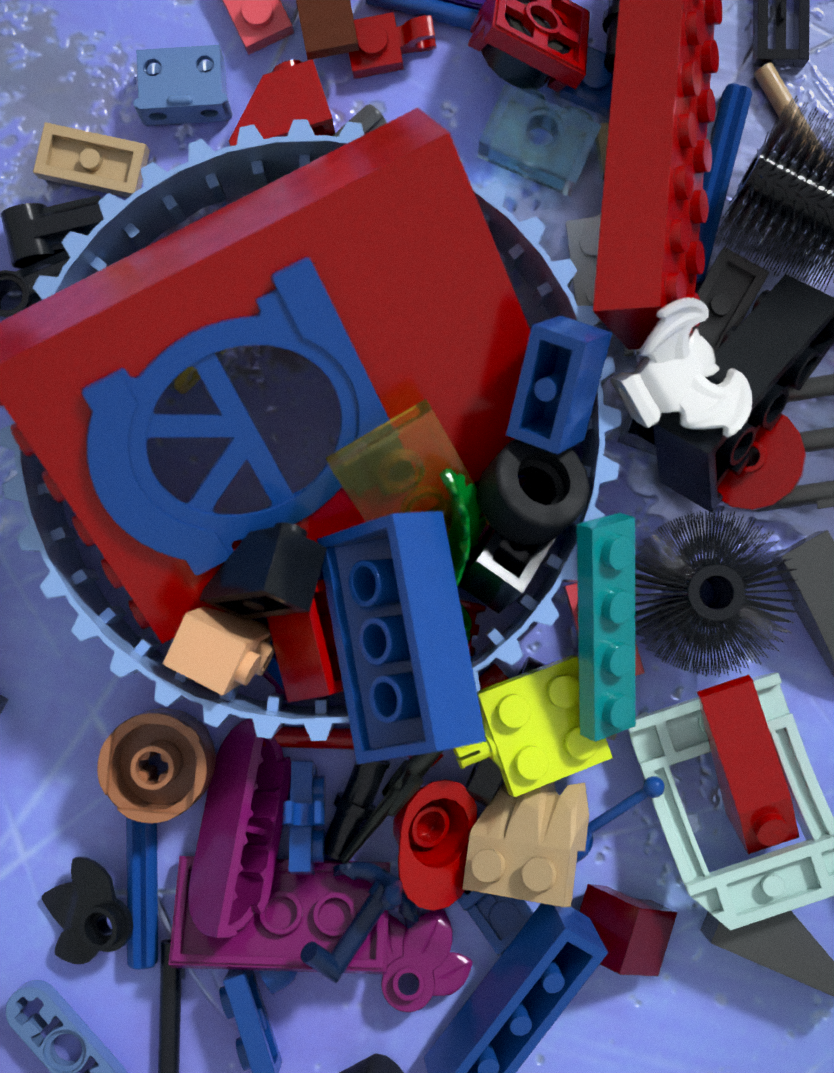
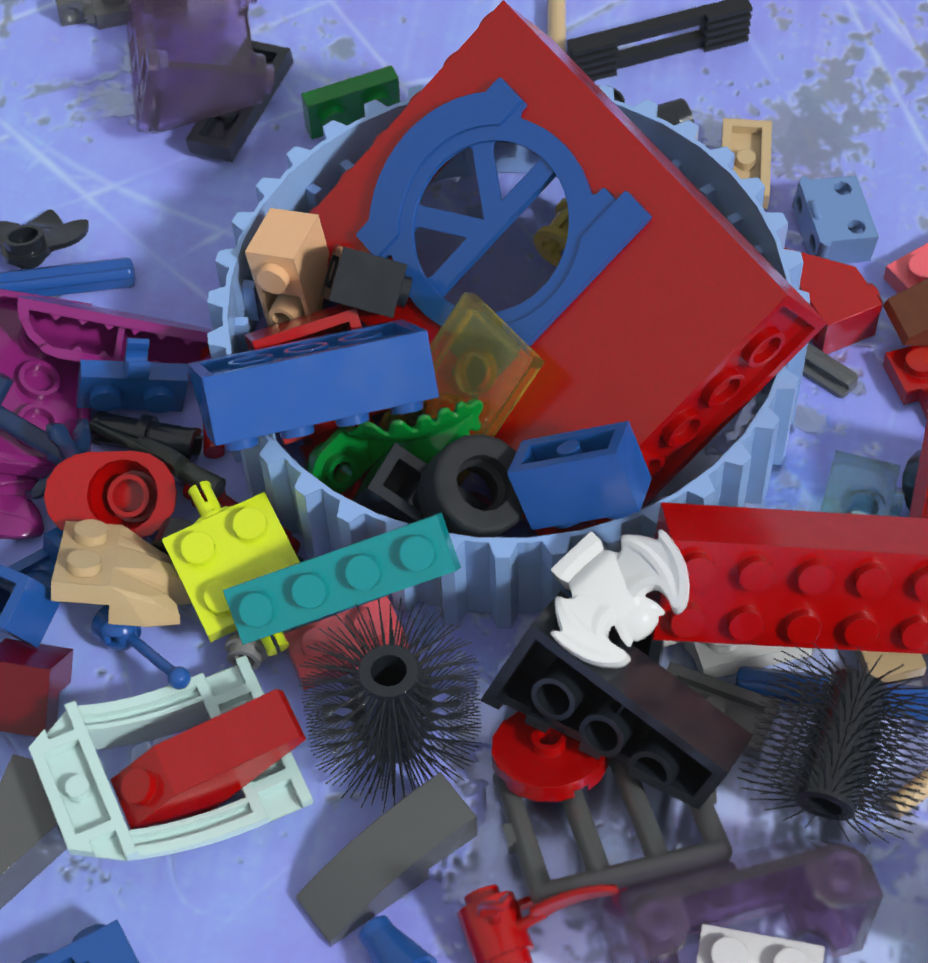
camera: 80 degrees right, 30 degrees down
(134, 783) = (174, 264): nougat brick -> none

